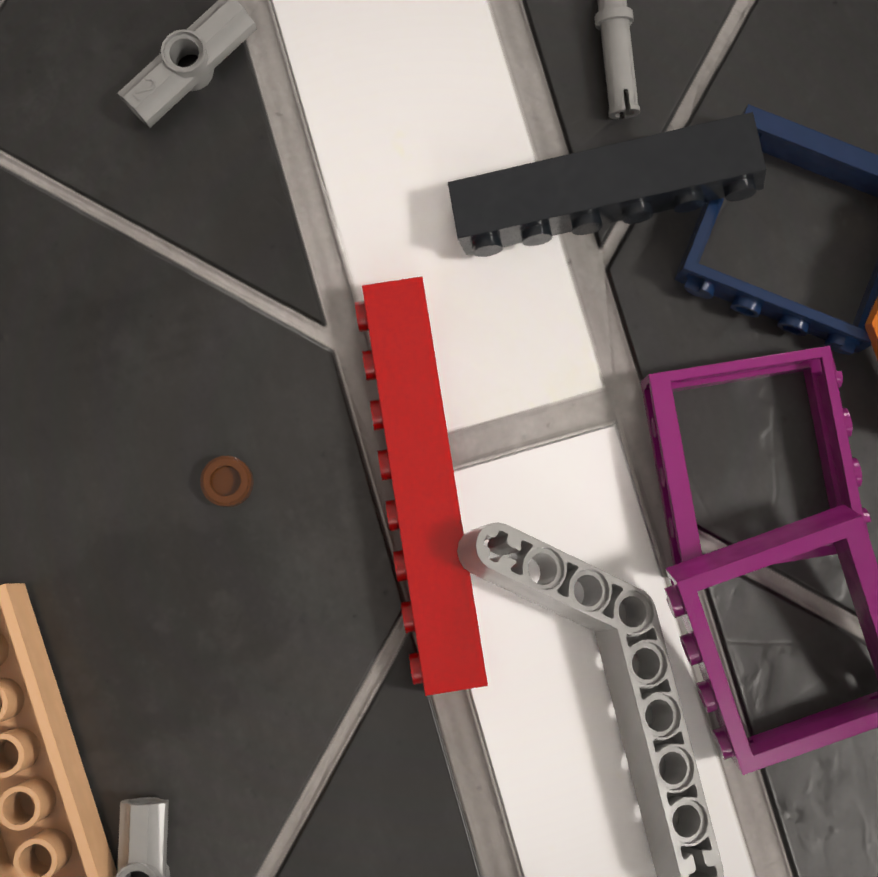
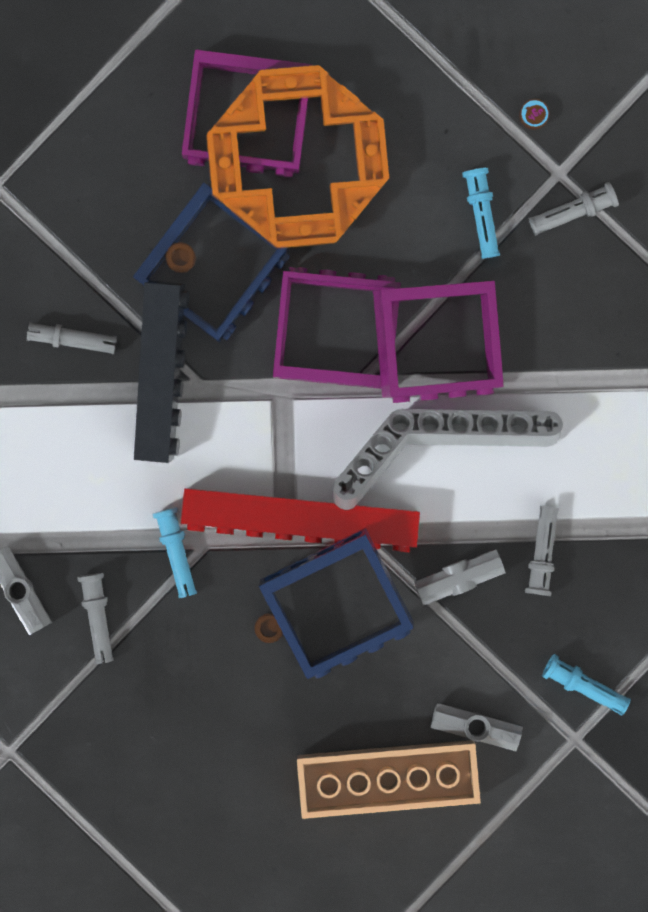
camera: 70 degrees left, 5 degrees up
(197, 186) = (94, 603): none -> light grey pin
(334, 283) = (172, 538): none -> medium azure pin
(355, 528) = (318, 561): none -> dark blue window
(393, 784) = (459, 577): none -> light grey piece
(803, 172) = (180, 257): none -> reddish brown tile

